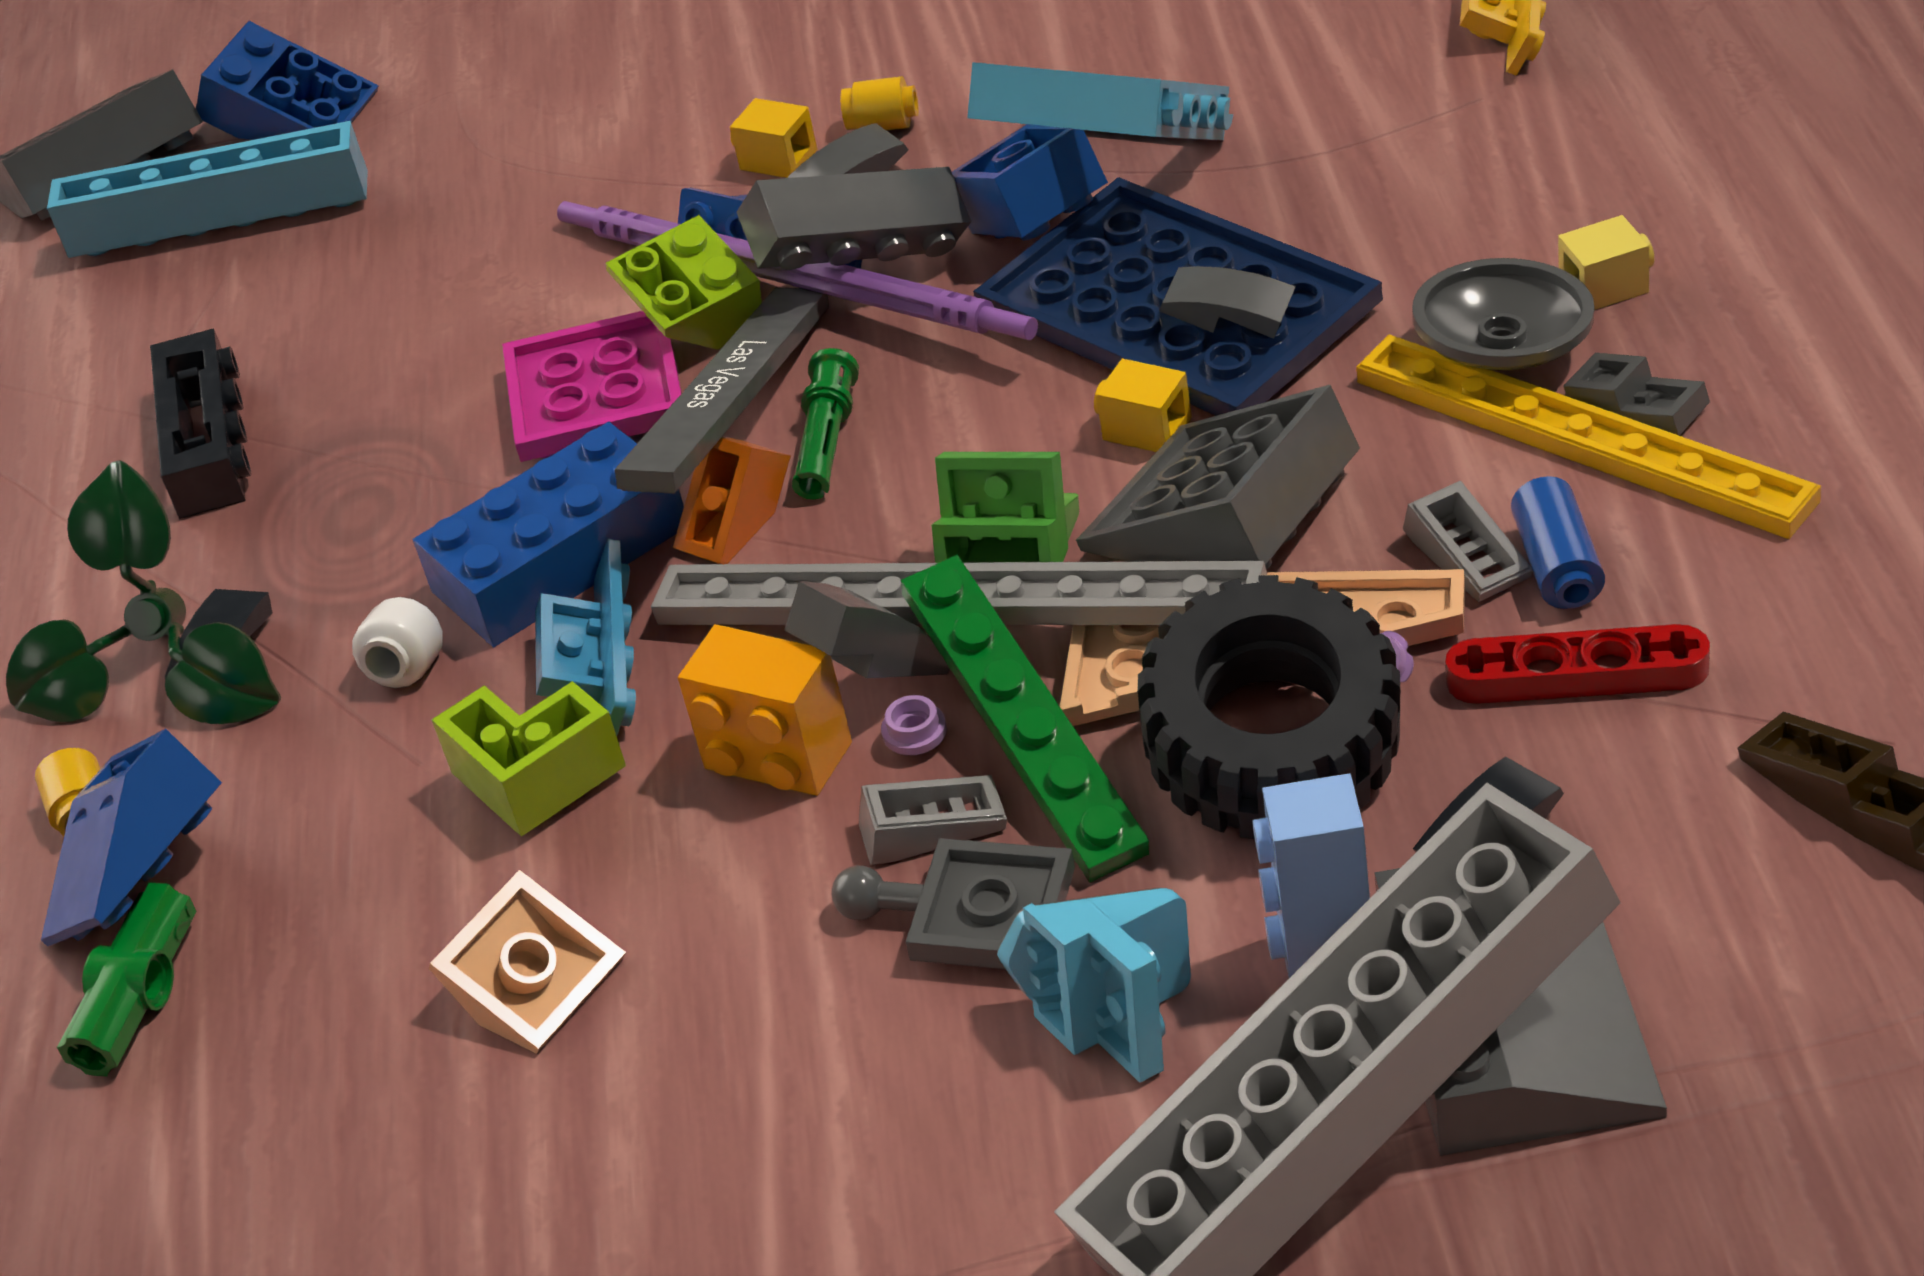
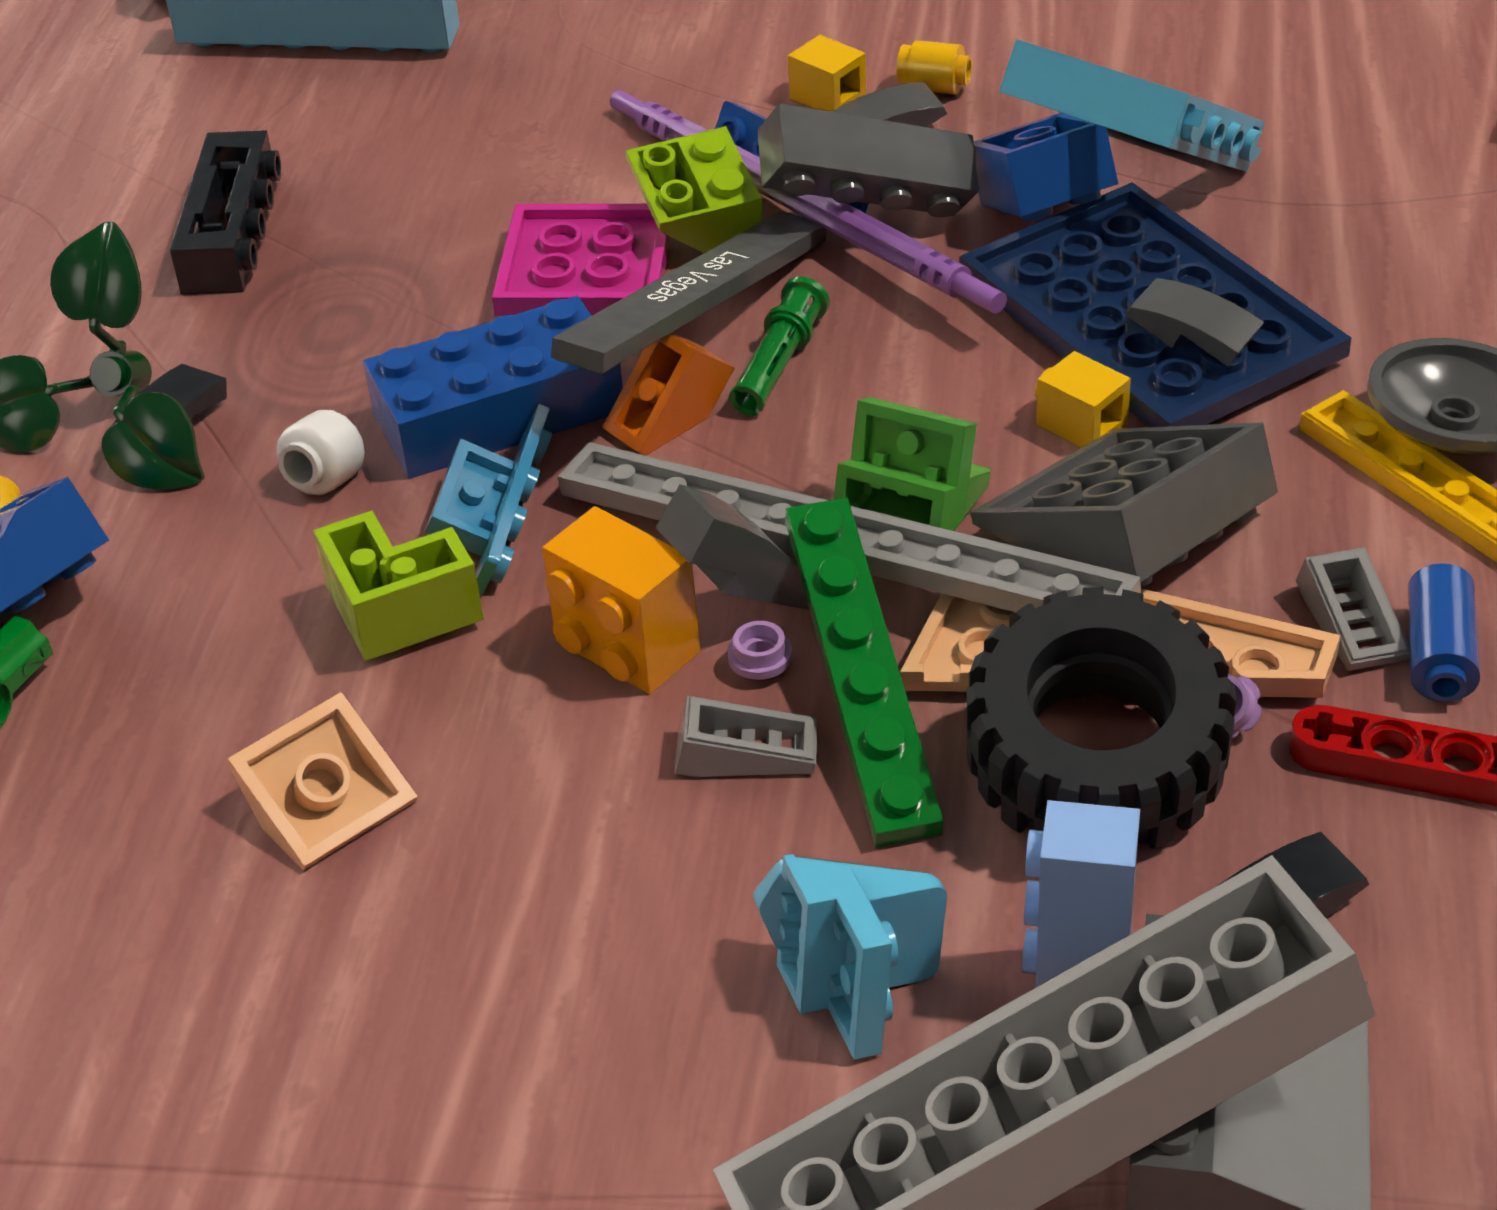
camera: 10 degrees right, 0 degrees up
(965, 899) = (746, 827): dark grey plate -> none

